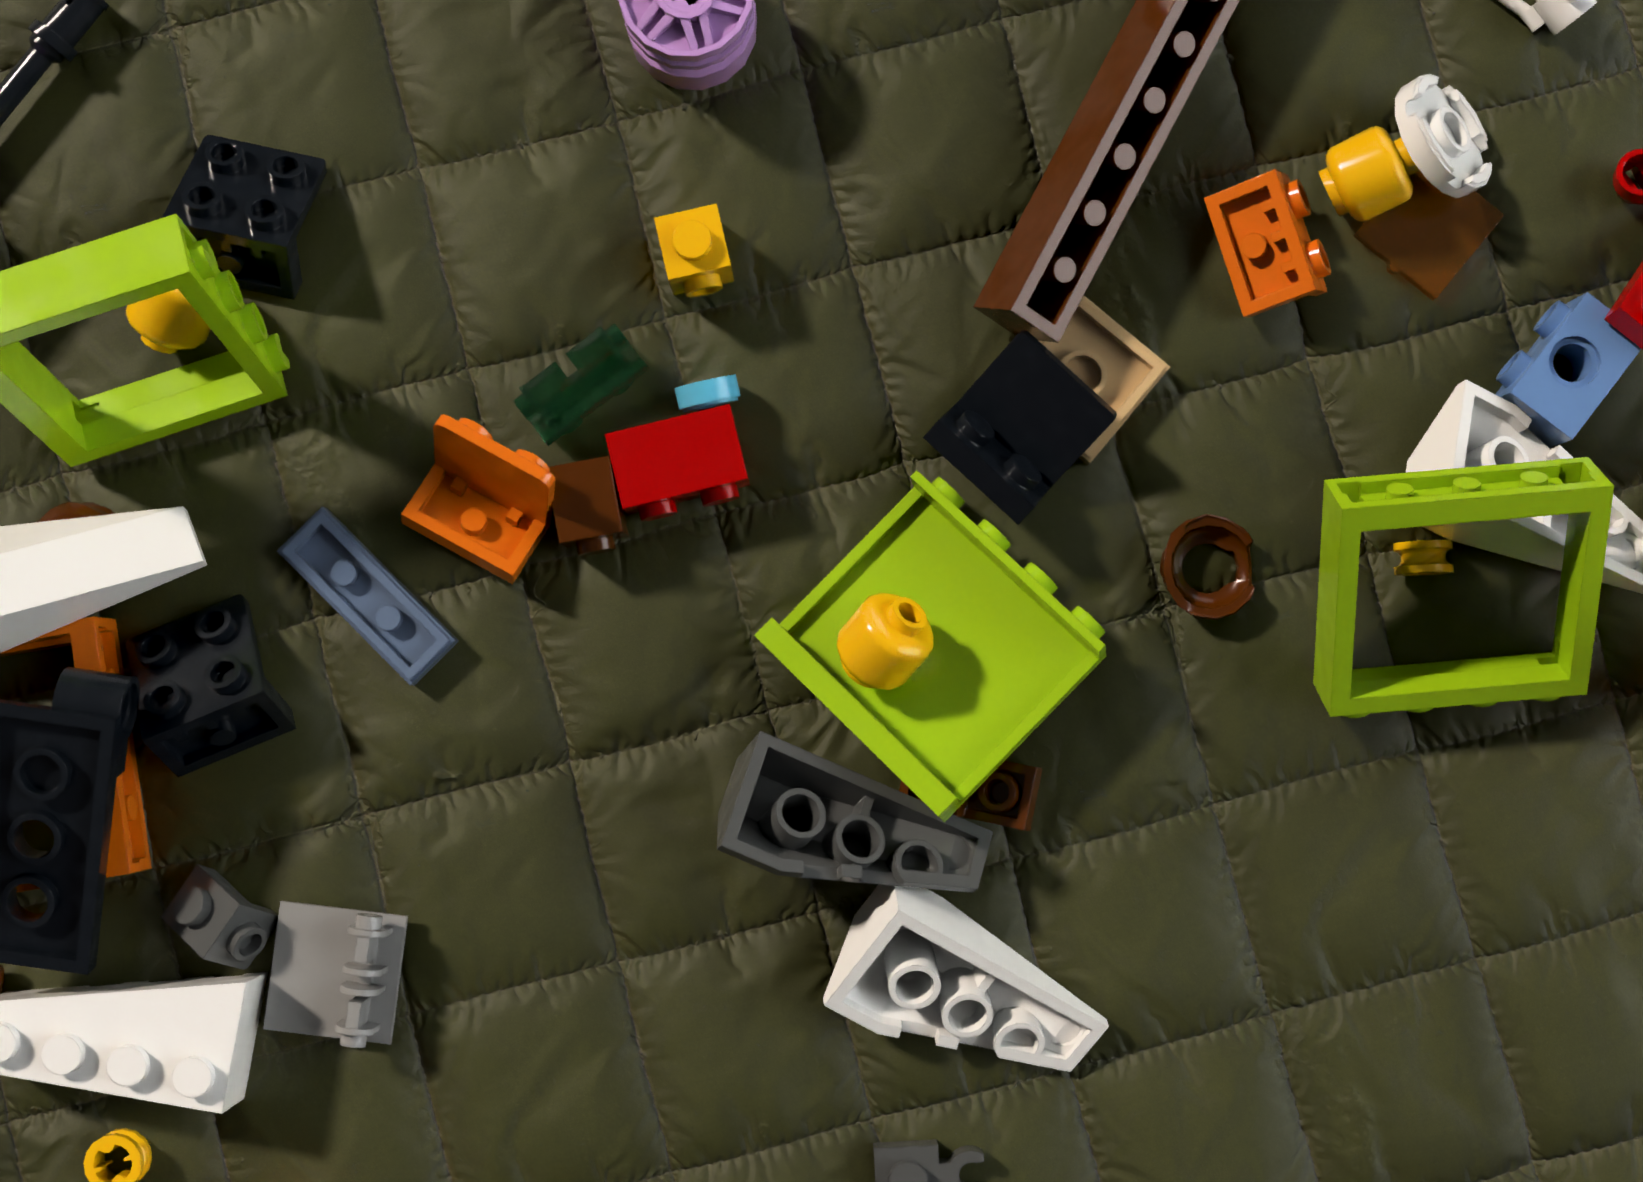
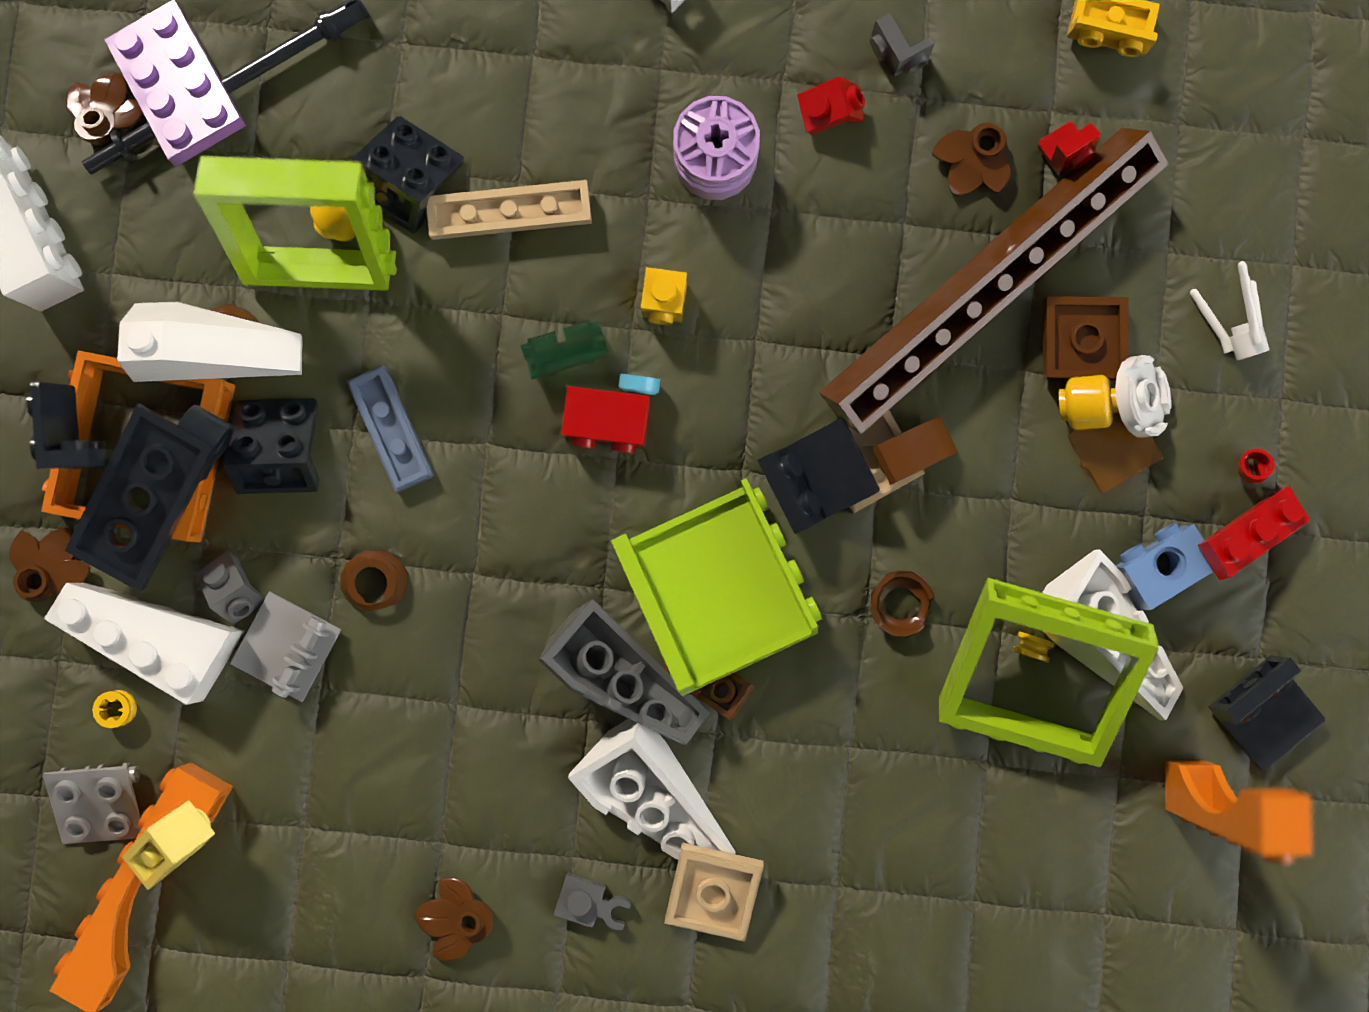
camera: 25 degrees right, 0 degrees up
(420, 211) = (509, 209): none -> tan plate
(440, 795) = (389, 565): none -> reddish brown piece
(482, 498) = (480, 397): orange bracket -> none
(588, 506) = (541, 424): reddish brown brick -> none
(885, 641) = (687, 574): yellow head -> none
(1098, 1089) = (714, 892): none -> tan tile
(1143, 338) = (914, 450): none -> reddish brown slope
(1268, 242) = (1013, 420): orange bracket -> none
(1324, 82) = (1084, 336): none -> reddish brown plate

